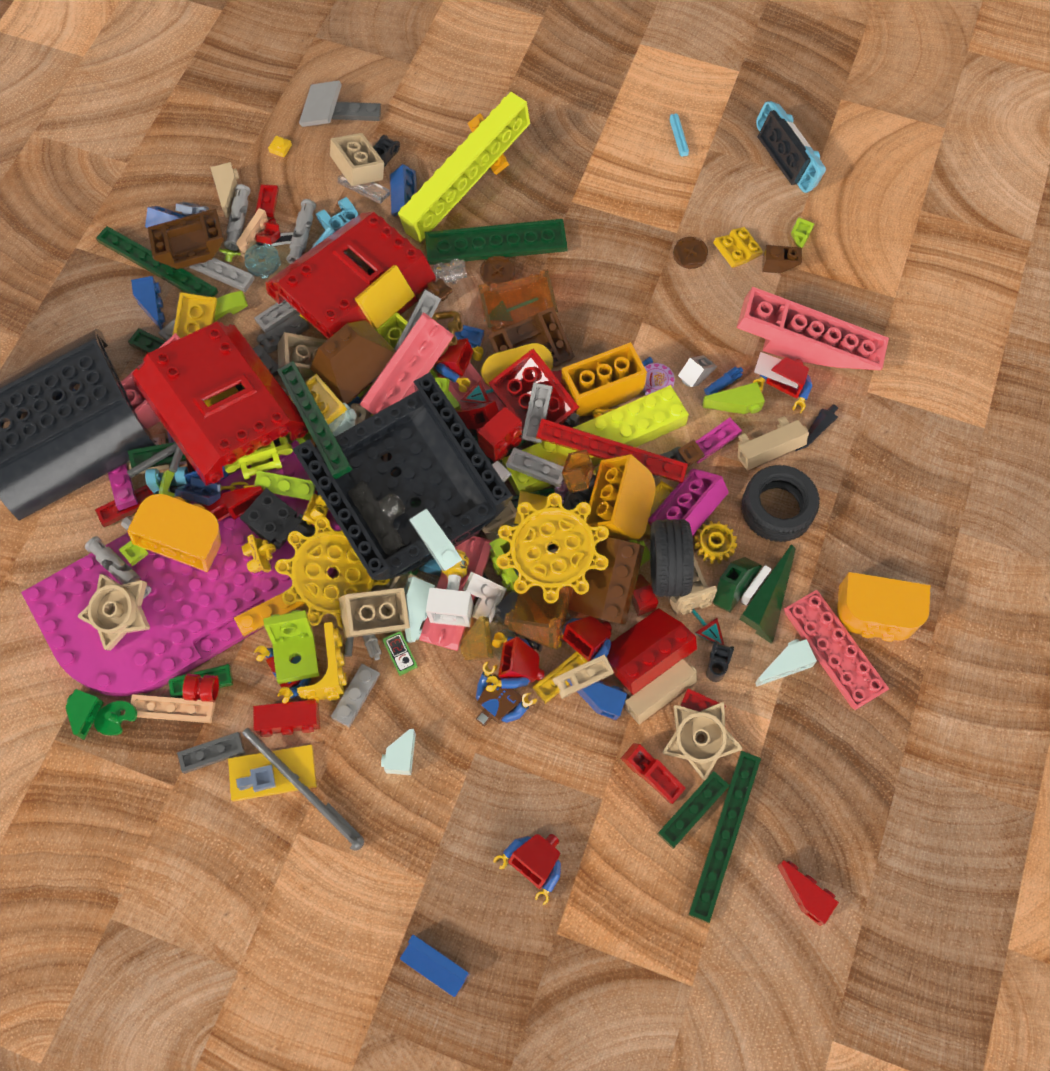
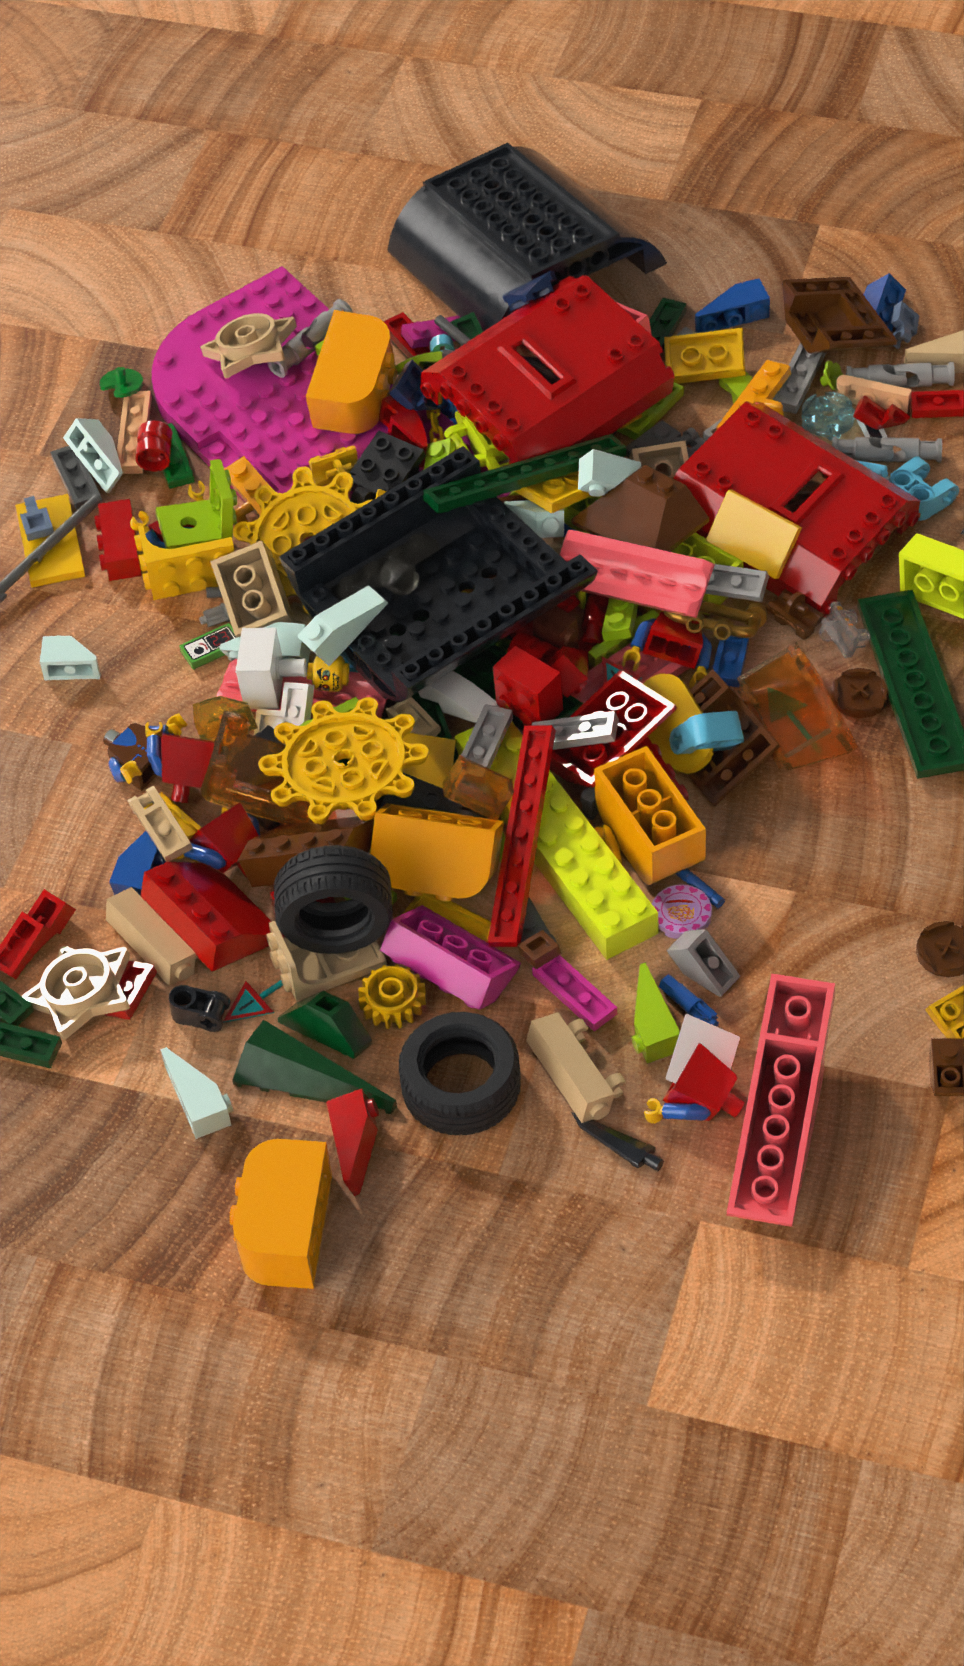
camera: 90 degrees right, 15 degrees down
(82, 711) = (128, 350): green slope -> none
(141, 398) = (530, 291): none -> dark blue slope
(143, 257) = (779, 334): dark green plate -> none
(195, 732) = (95, 450): none -> light aqua slope
(247, 294) = (763, 388): none -> light orange plate
(322, 372) = (603, 471): none -> light aqua slope
(355, 695) = (151, 608): light grey plate -> none
(542, 339) = (707, 731): none -> medium azure piece
(755, 585) = (323, 1047): white tile -> none
(817, 566) = (354, 1135): none -> red slope
(836, 650) = (210, 1169): coral plate -> none

